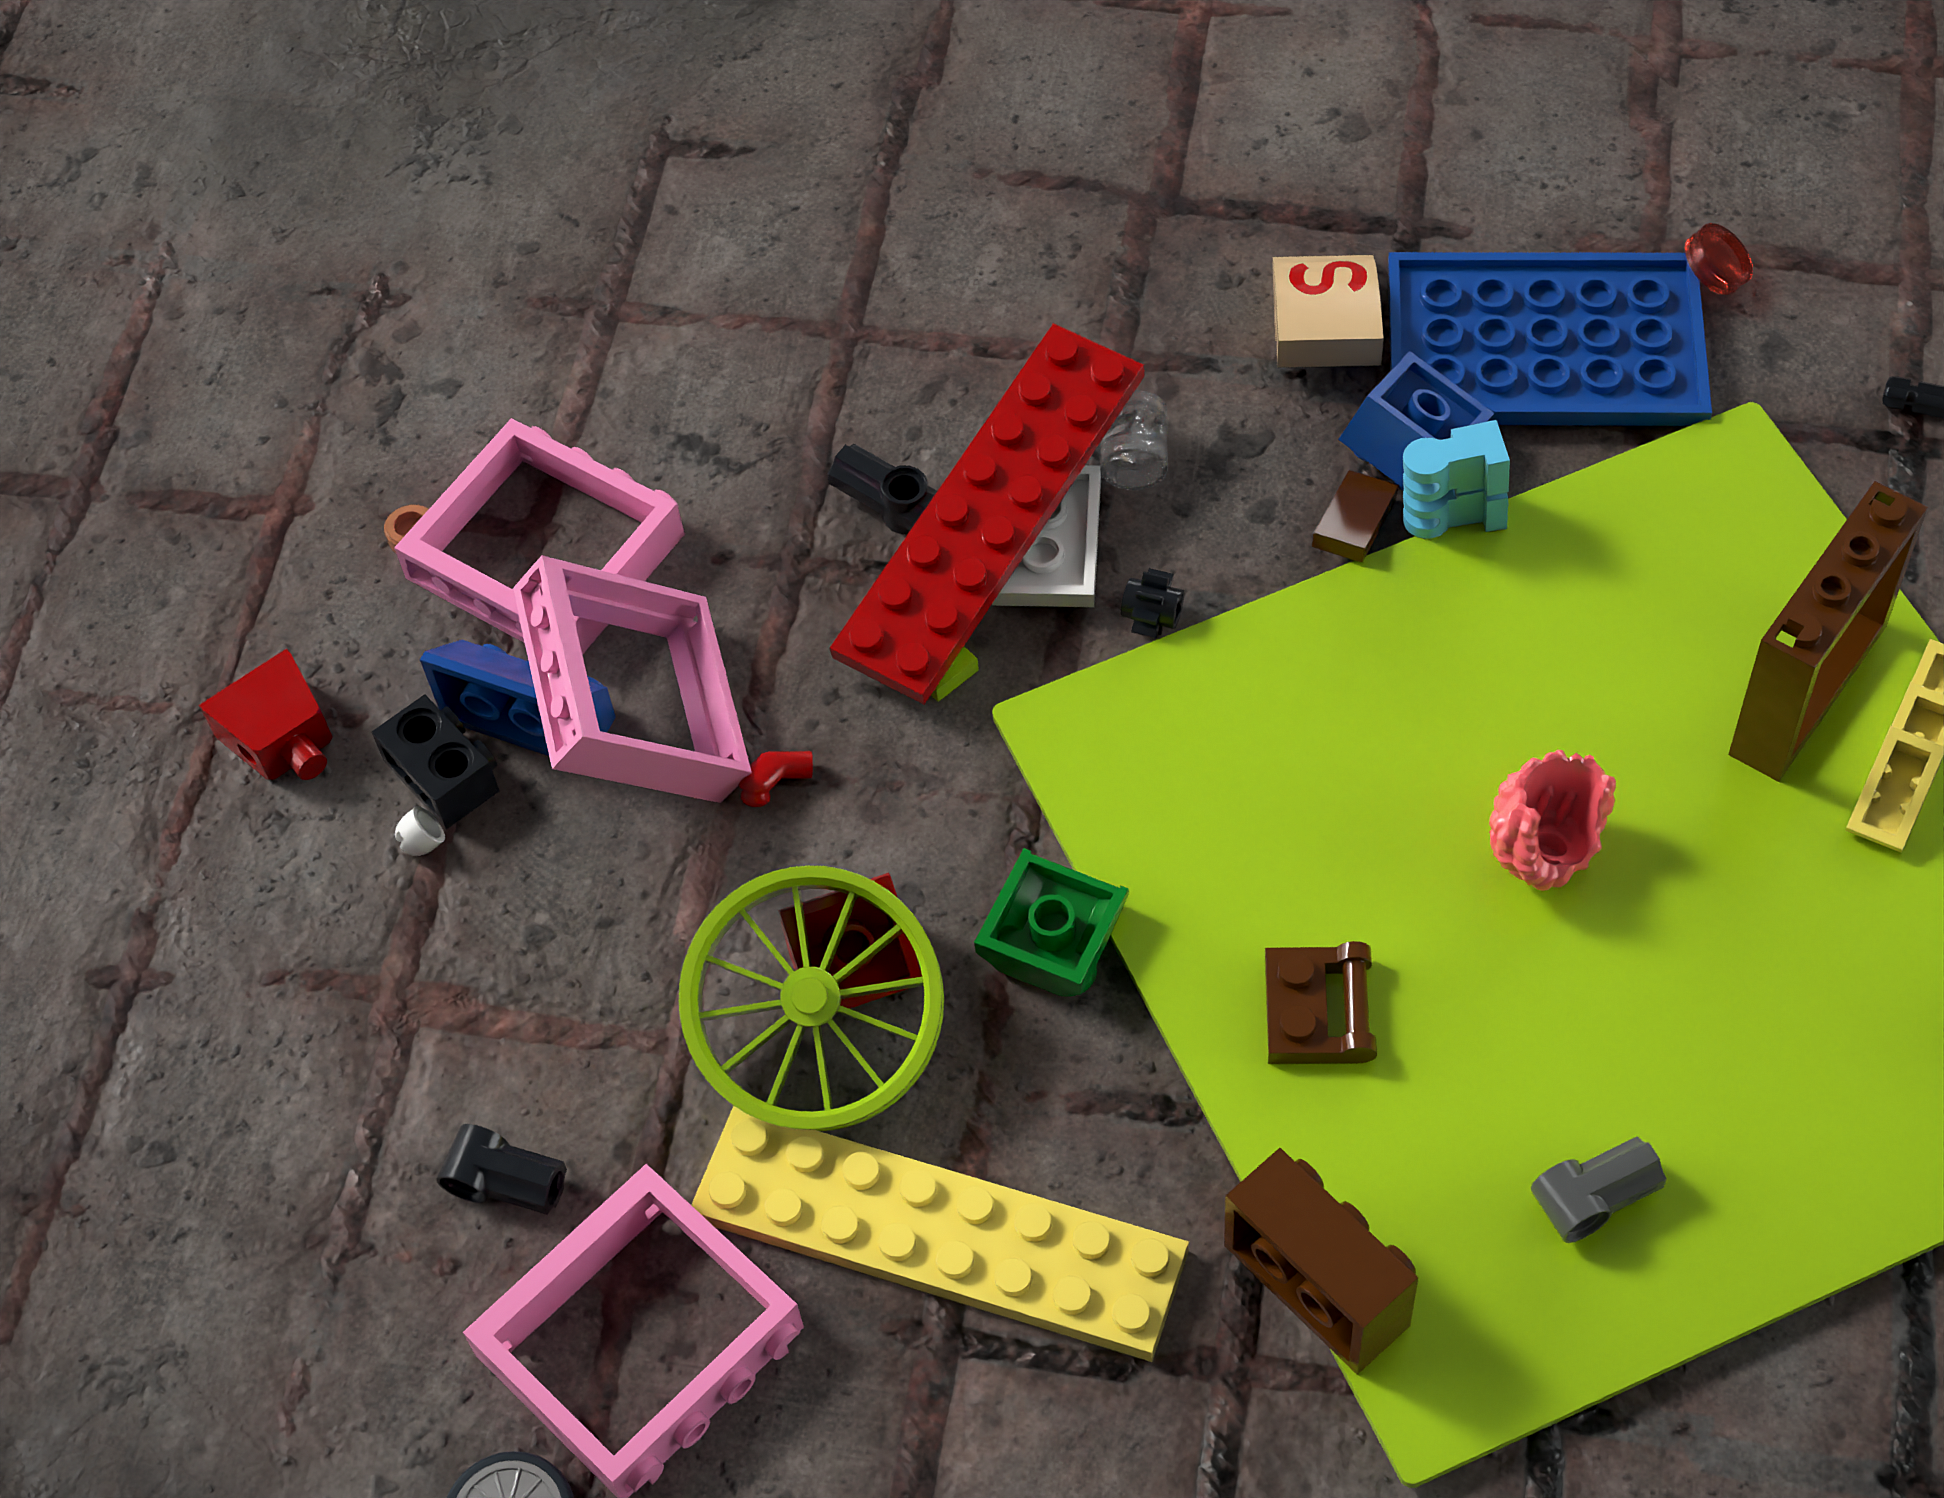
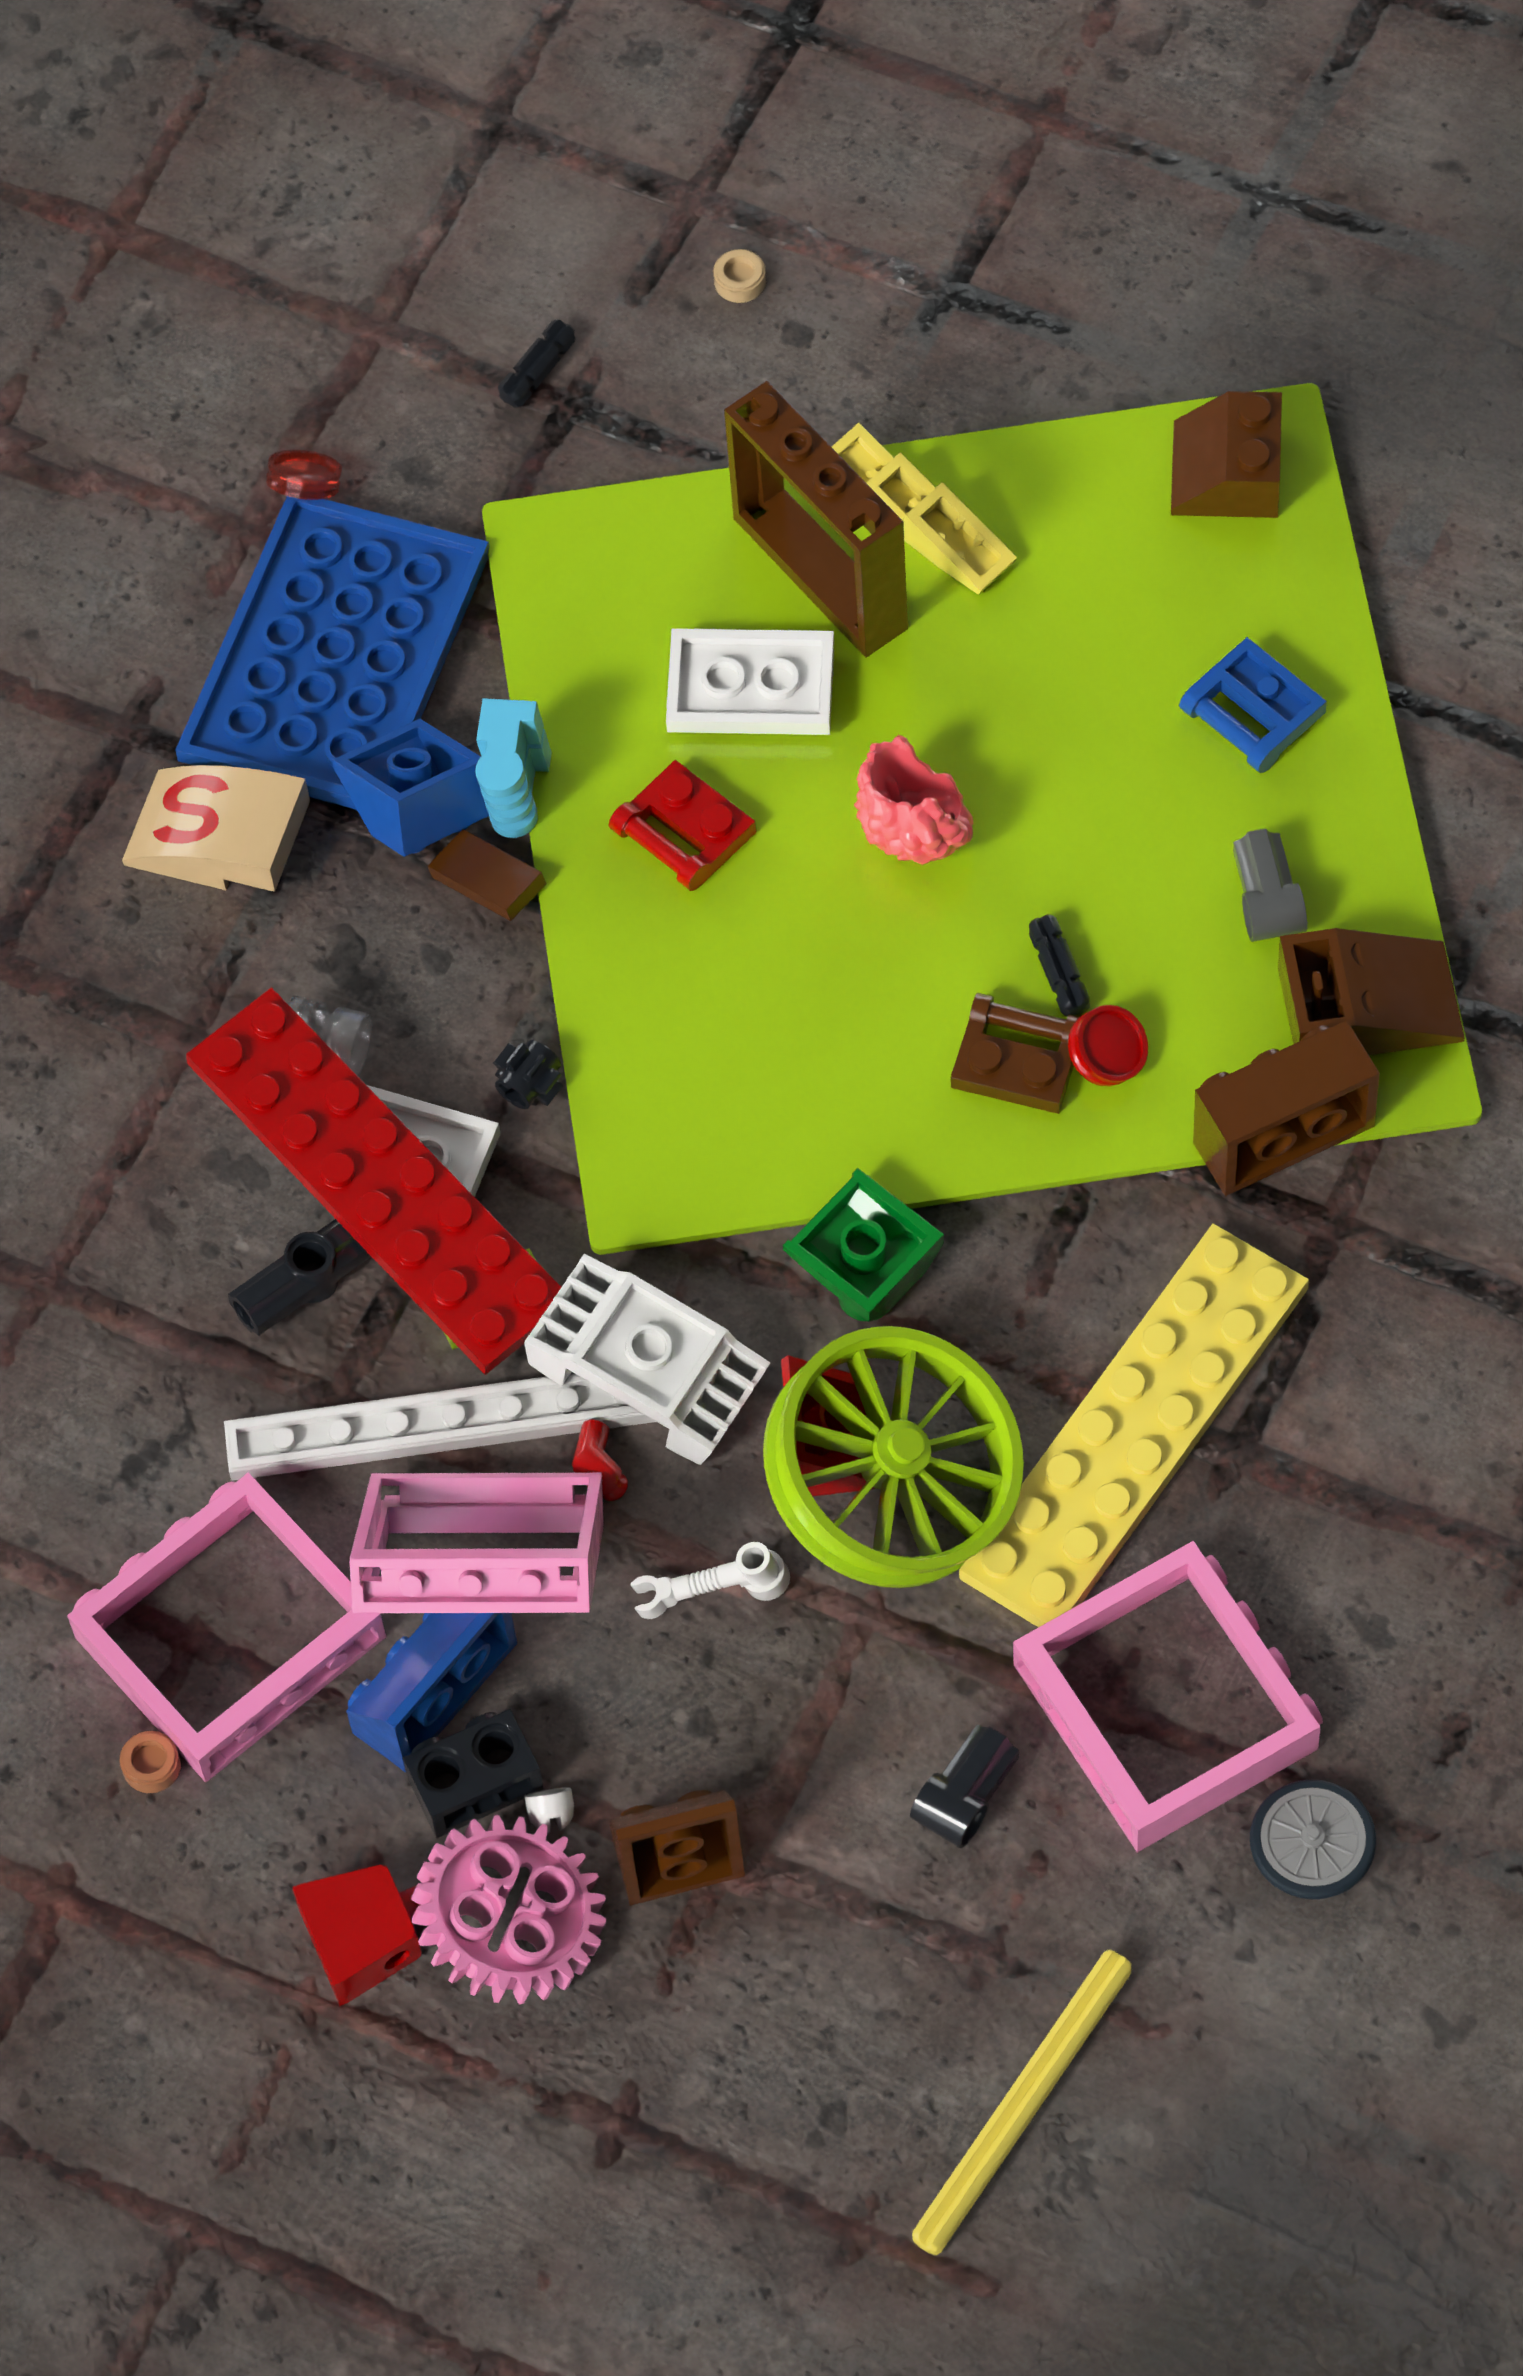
camera: 75 degrees left, 5 degrees up
(188, 1312) = (1021, 2102): none -> light yellow axle
(291, 869) = (458, 1886): none -> bright pink gear
(383, 925) = (678, 1845): none -> reddish brown slope
(681, 914) = (762, 1583): none -> white brick
(796, 662) = (419, 1425): none -> white tile
(875, 772) = (646, 1354): none -> white plate
(1348, 1079) = (1108, 1045): none -> red piece
(1432, 1014) = (1059, 965): none -> black axle
(1482, 658) = (691, 812): none -> red plate
(1502, 1317) = (1384, 985): none -> reddish brown slope
(1648, 658) = (750, 681): none -> white plate
(1841, 1126) = (1265, 693): none -> blue plate

